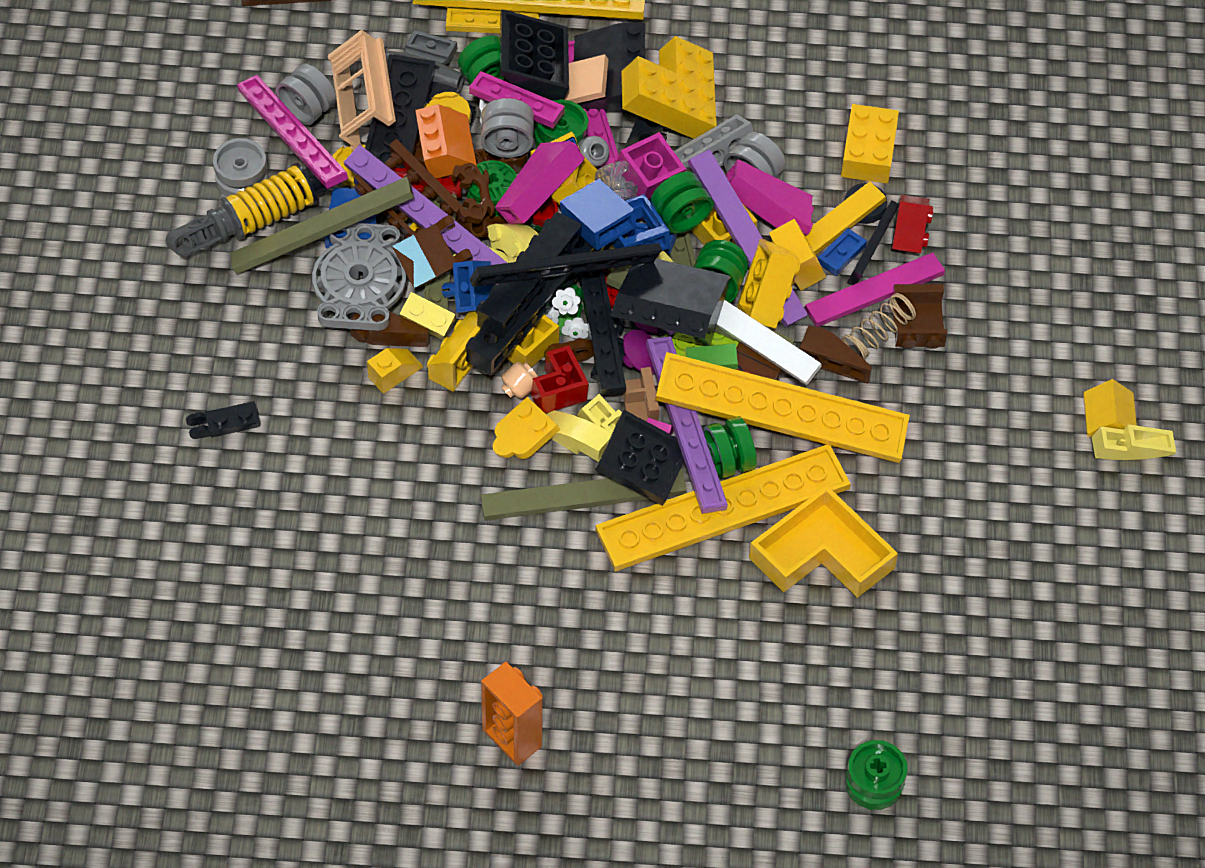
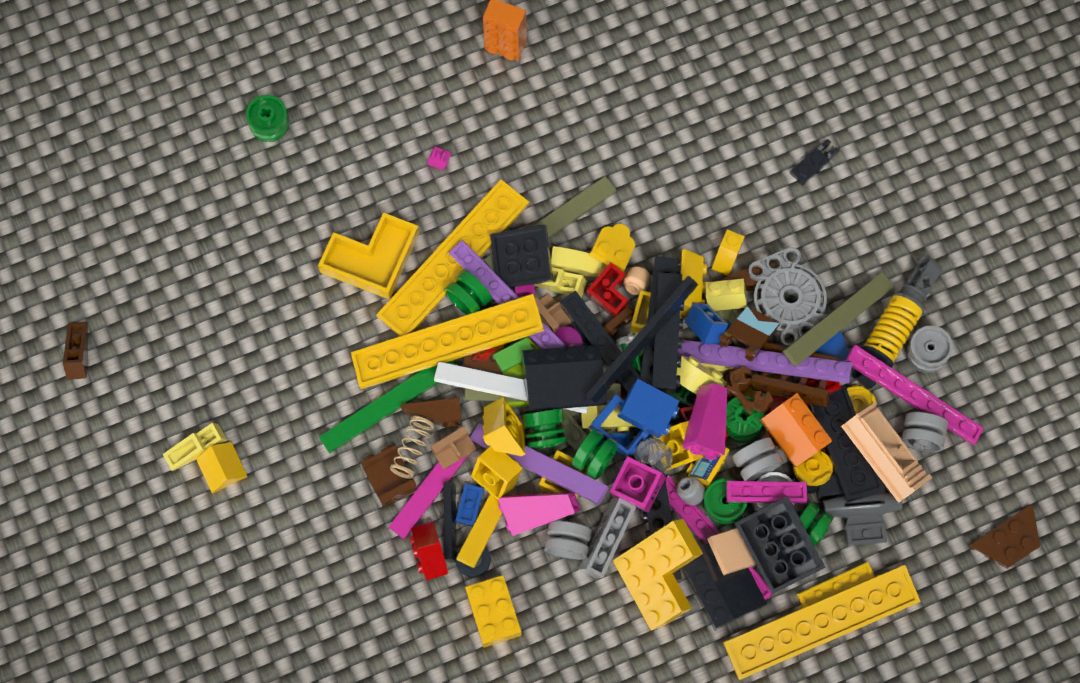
camera: 155 degrees right, 15 degrees up
(676, 634) = (439, 158): none -> dark pink tile
(832, 308) = (453, 448): none -> medium nougat panel
(907, 388) = (379, 409): none -> green tile

